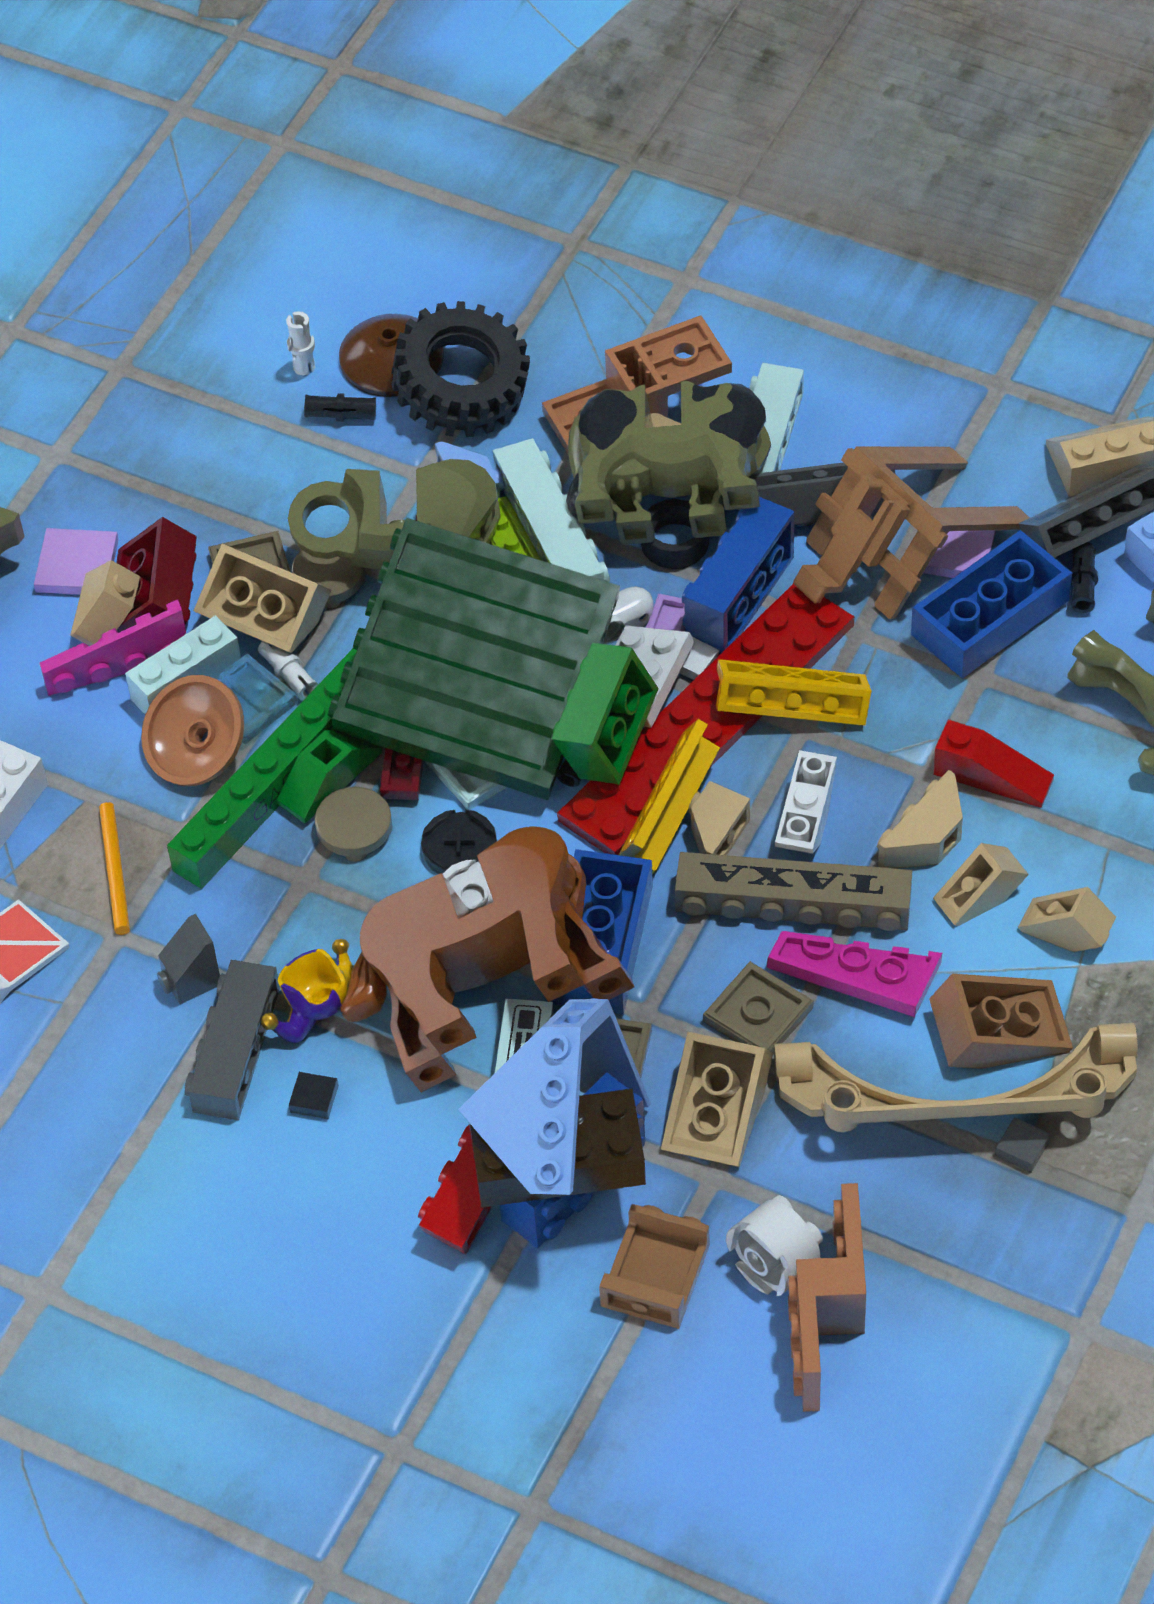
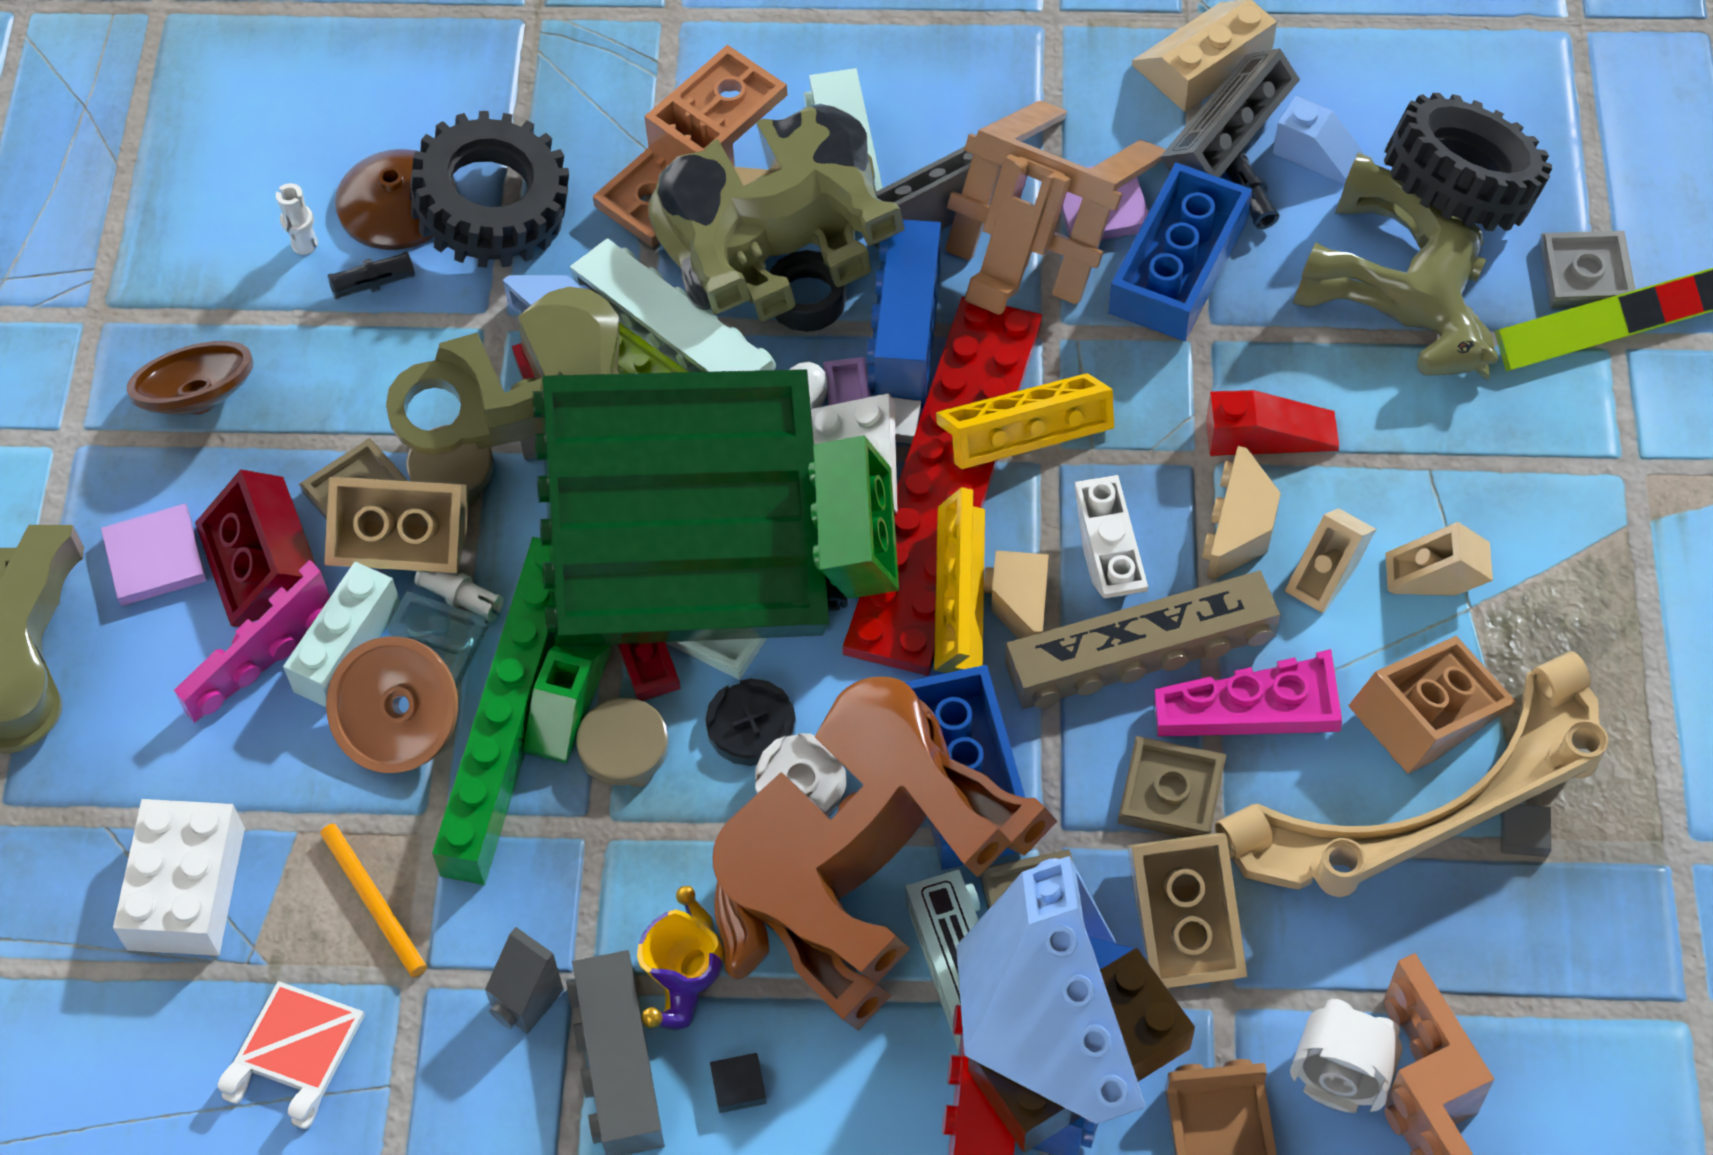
camera: 25 degrees left, 5 degrees up
(104, 601) = (214, 592): tan slope -> none
(163, 439) = (191, 378): none -> reddish brown dish

